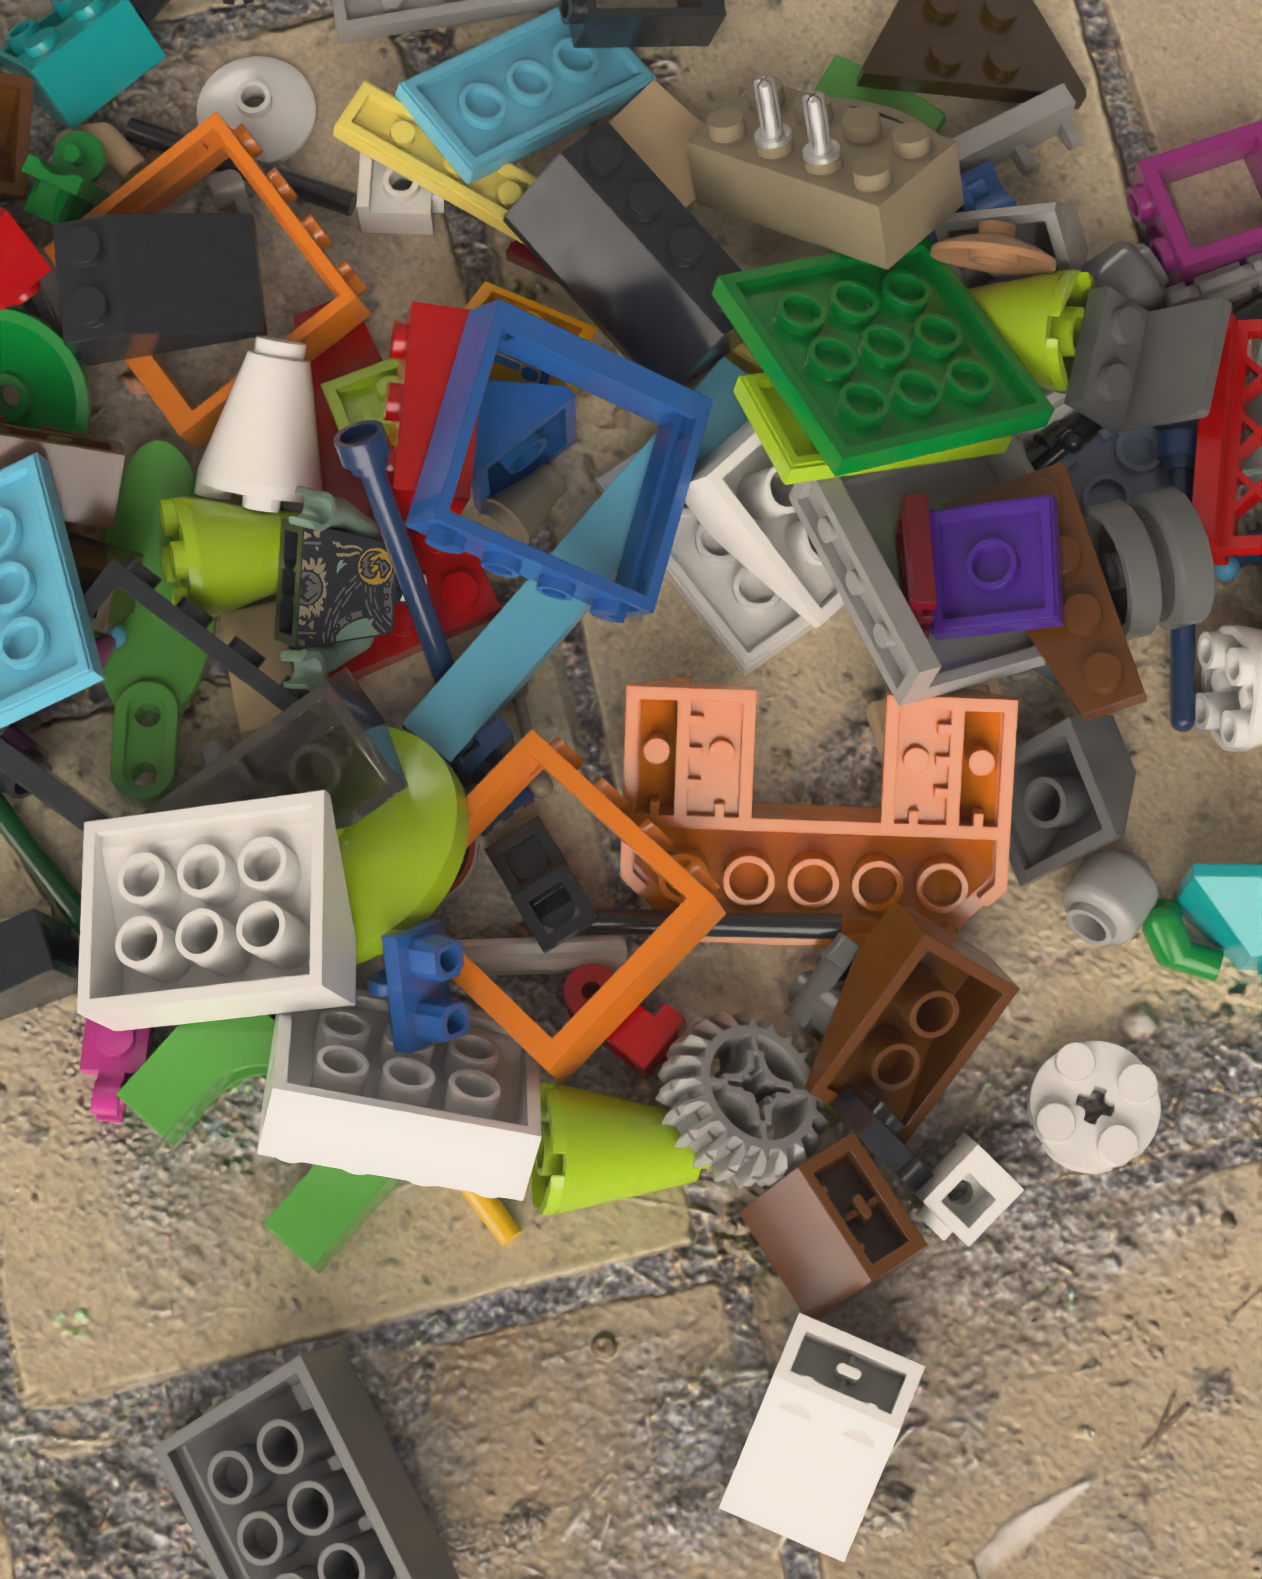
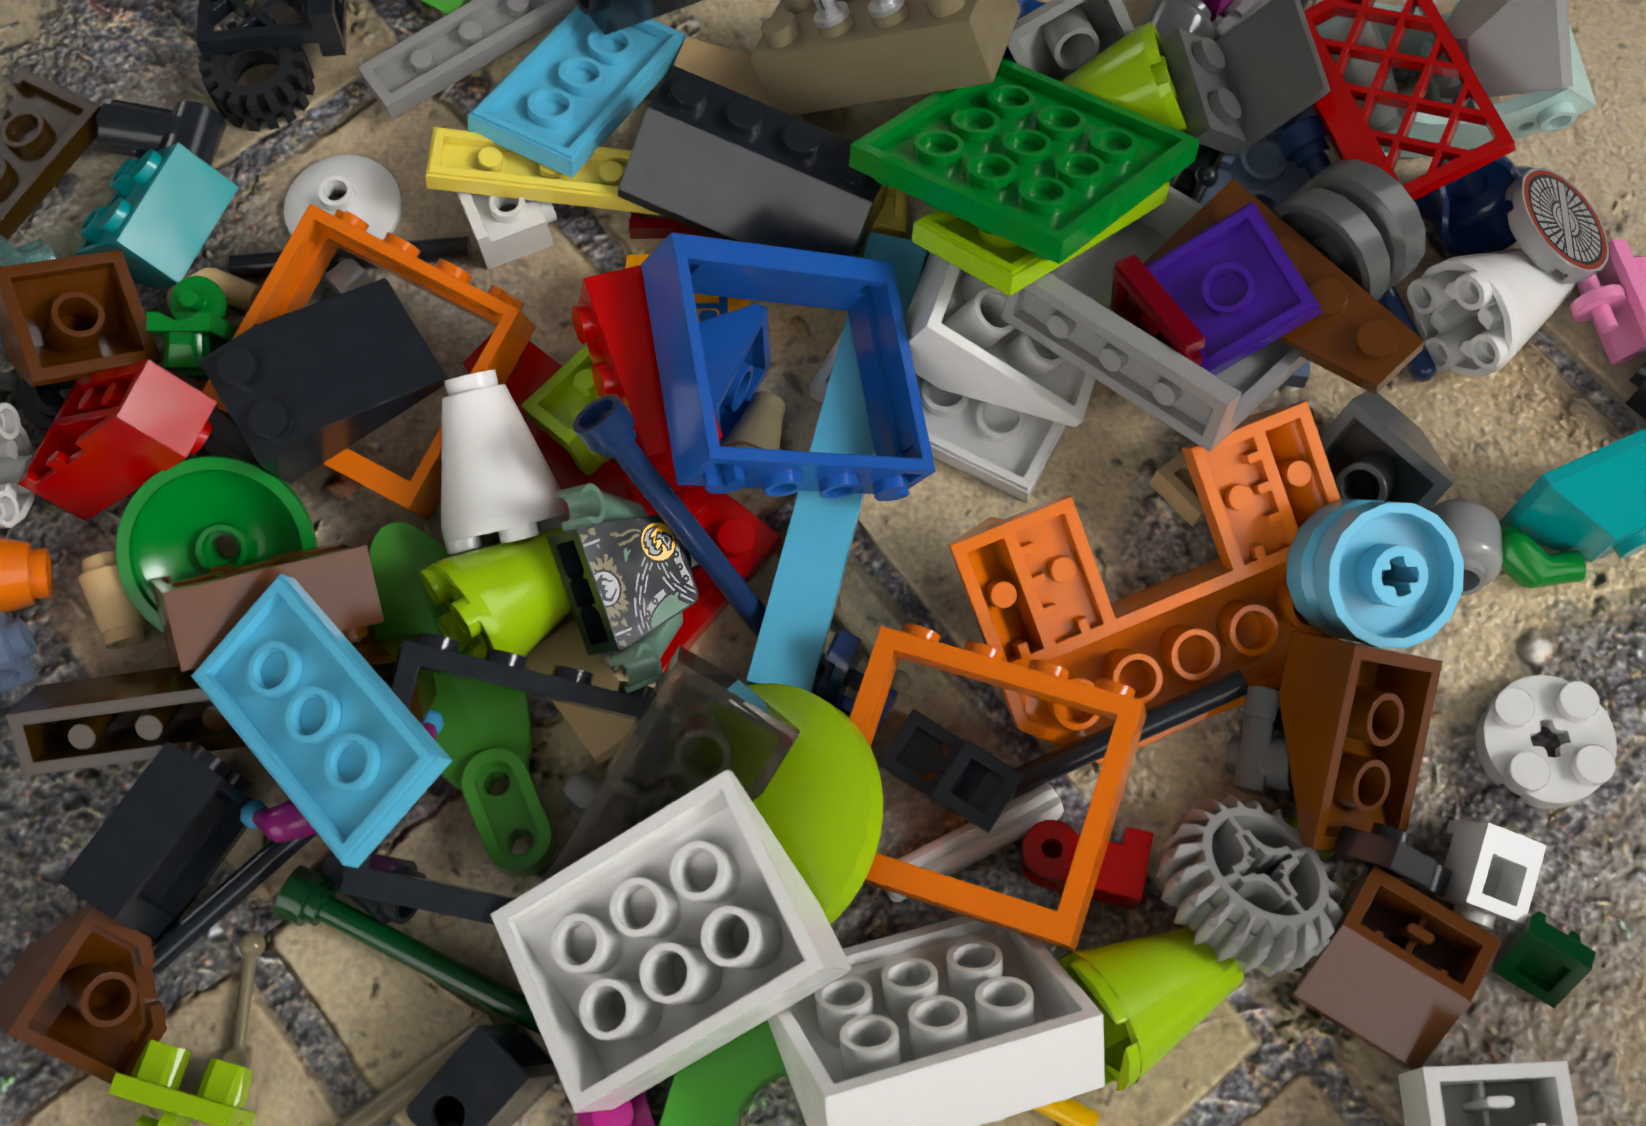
camera: 25 degrees left, 5 degrees down
(417, 986) = (896, 924): blue hips -> none
(973, 1285) = (1544, 960): none -> dark green tile
(994, 251) = (1073, 35): medium nougat dish -> none
(1010, 919) = (1375, 572): none -> medium azure wheel

